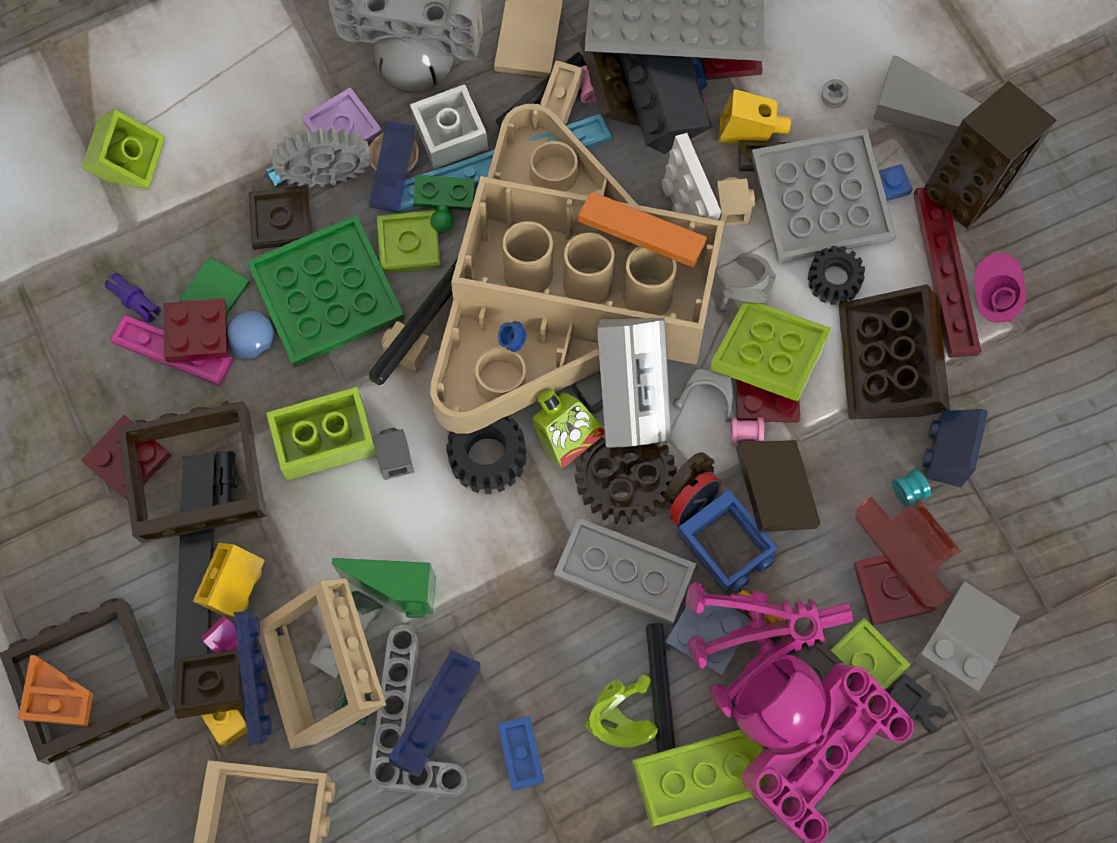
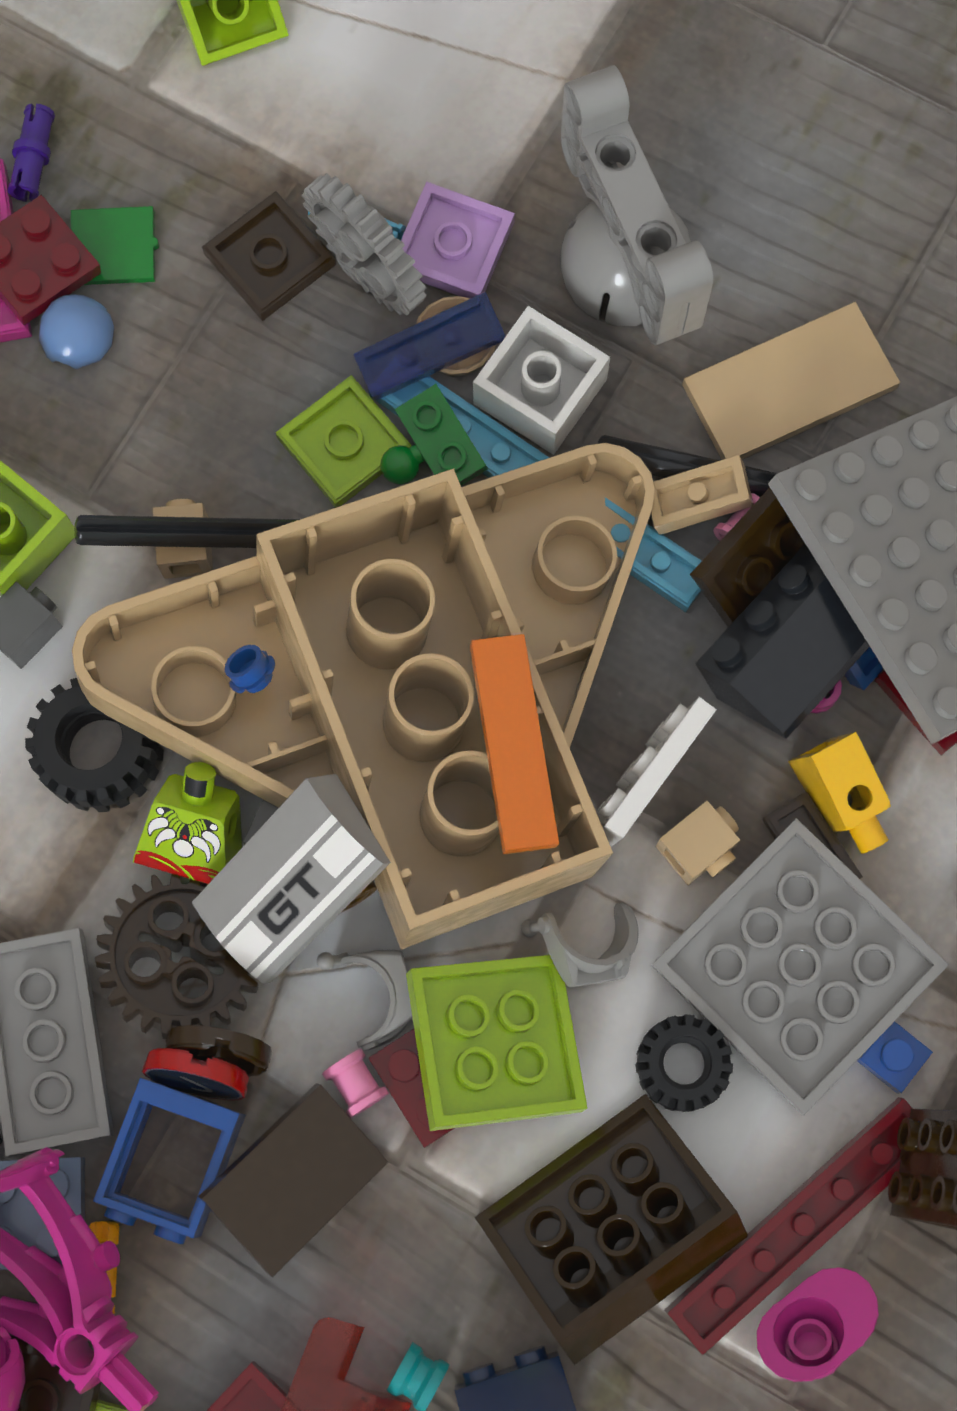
camera: 55 degrees right, 5 degrees up
(325, 290) = (198, 382): green plate -> none

